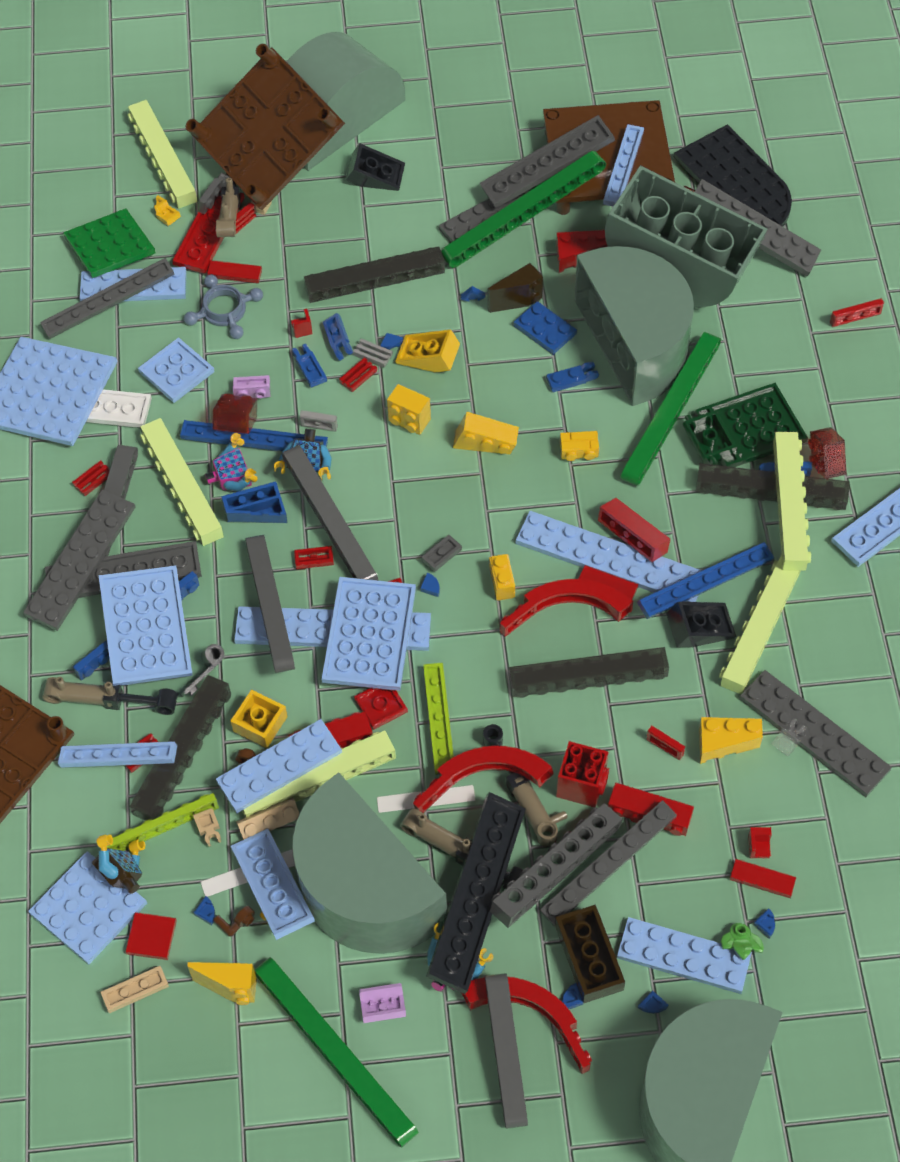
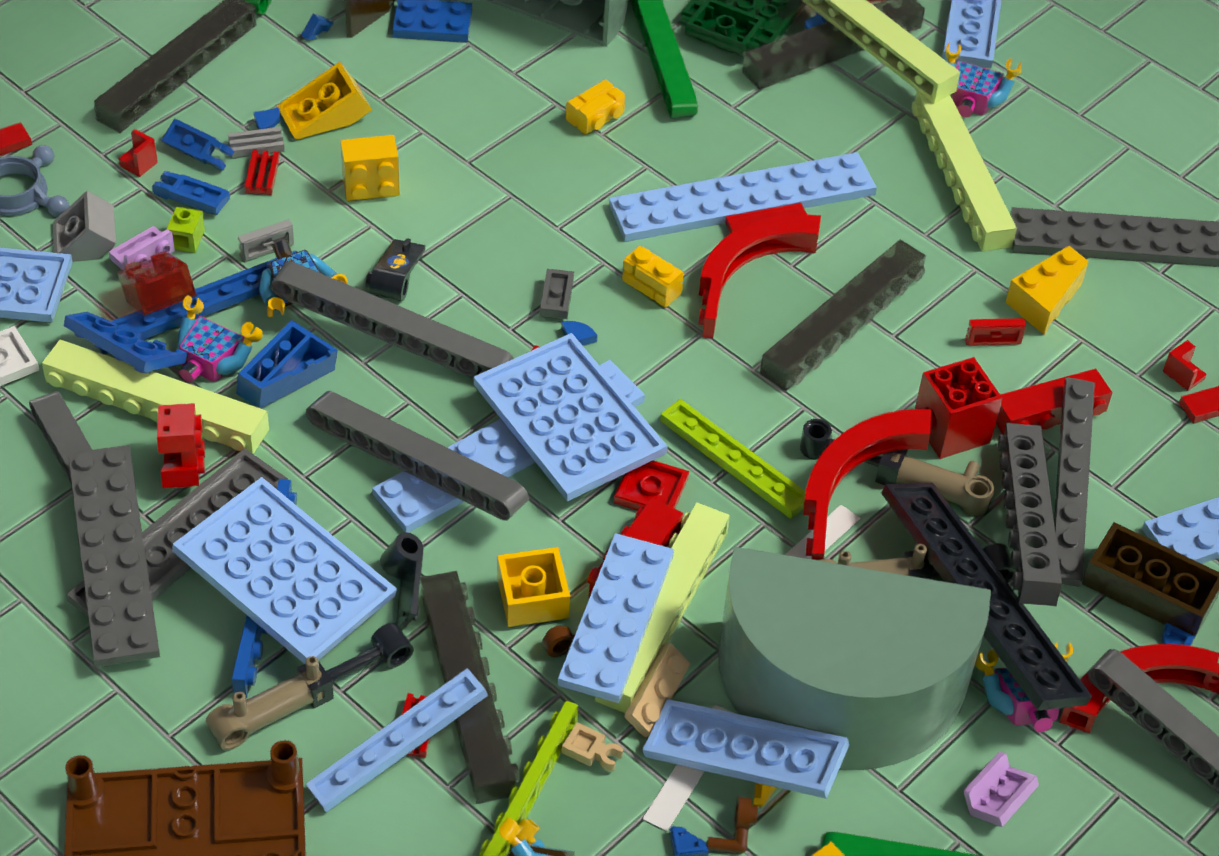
camera: 45 degrees left, 10 degrees down
(91, 476) = (30, 444): red tile -> none
(161, 519) = (181, 443): none -> red piece
(186, 441) = (123, 343): none -> blue wing
(234, 356) = (85, 228): none -> light grey slope
(284, 387) = (187, 229): none -> lime brick
(314, 560) = (412, 386): red tile -> none
(362, 484) = (393, 270): none -> black door
(485, 435) = (481, 150): yellow wedge -> none
(572, 377) = (513, 50): blue hinge -> none
(634, 529) = (744, 150): red brick -> none
(700, 623) = (902, 203): black slope -> none
(705, 580) = (869, 157): blue plate -> none
(787, 740) = (1105, 256): clear plate -> none
(827, 573) = (980, 87): none -> torso

